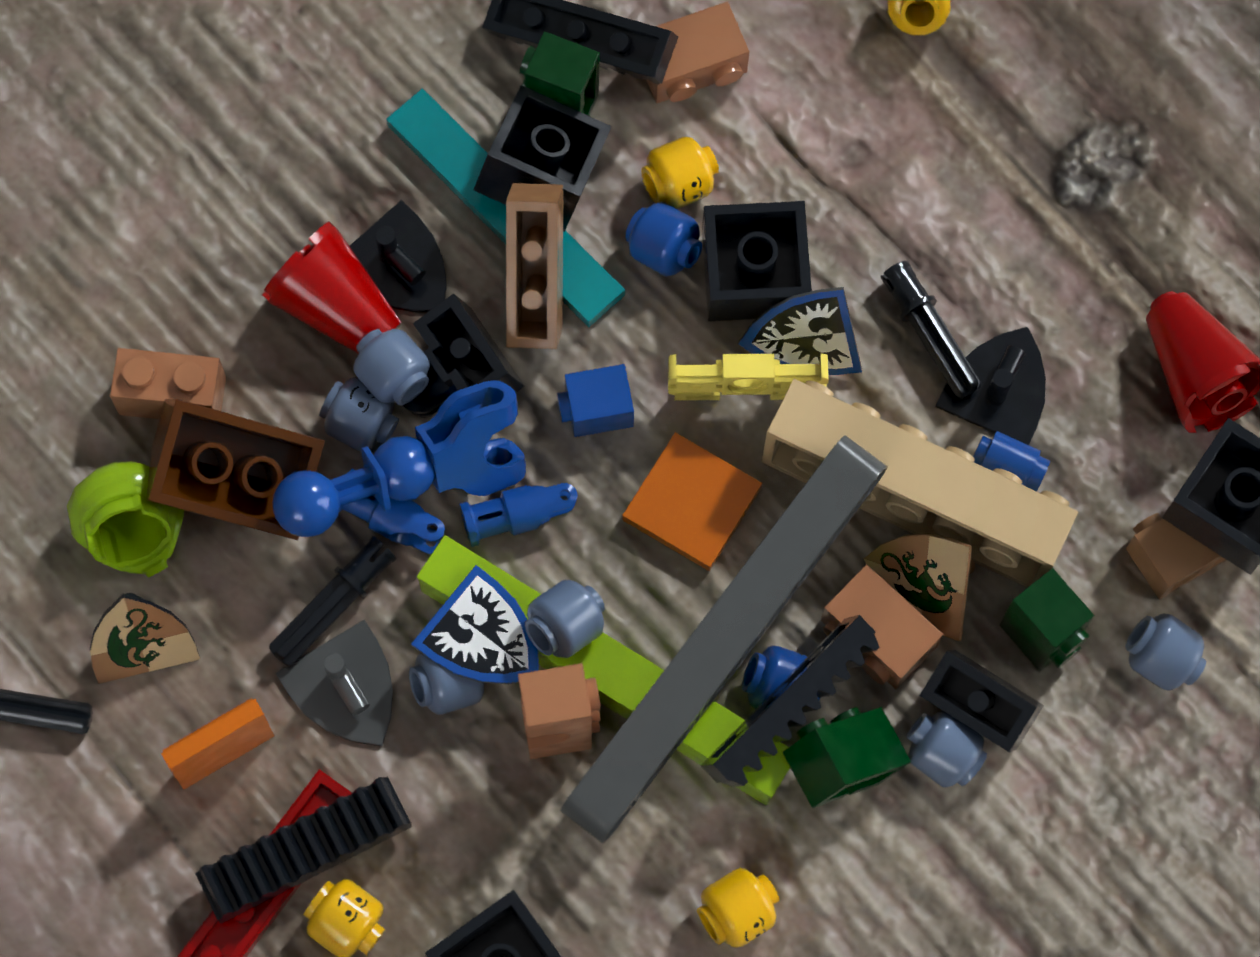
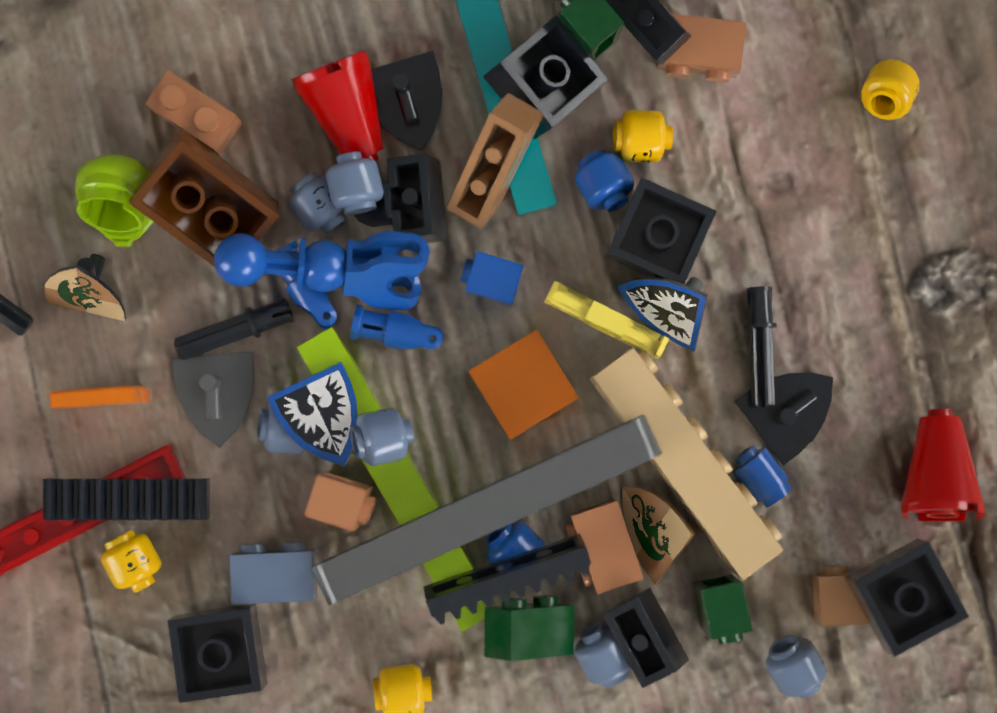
camera: 30 degrees right, 15 degrees up
(521, 849) = (273, 574): none -> sand blue brick

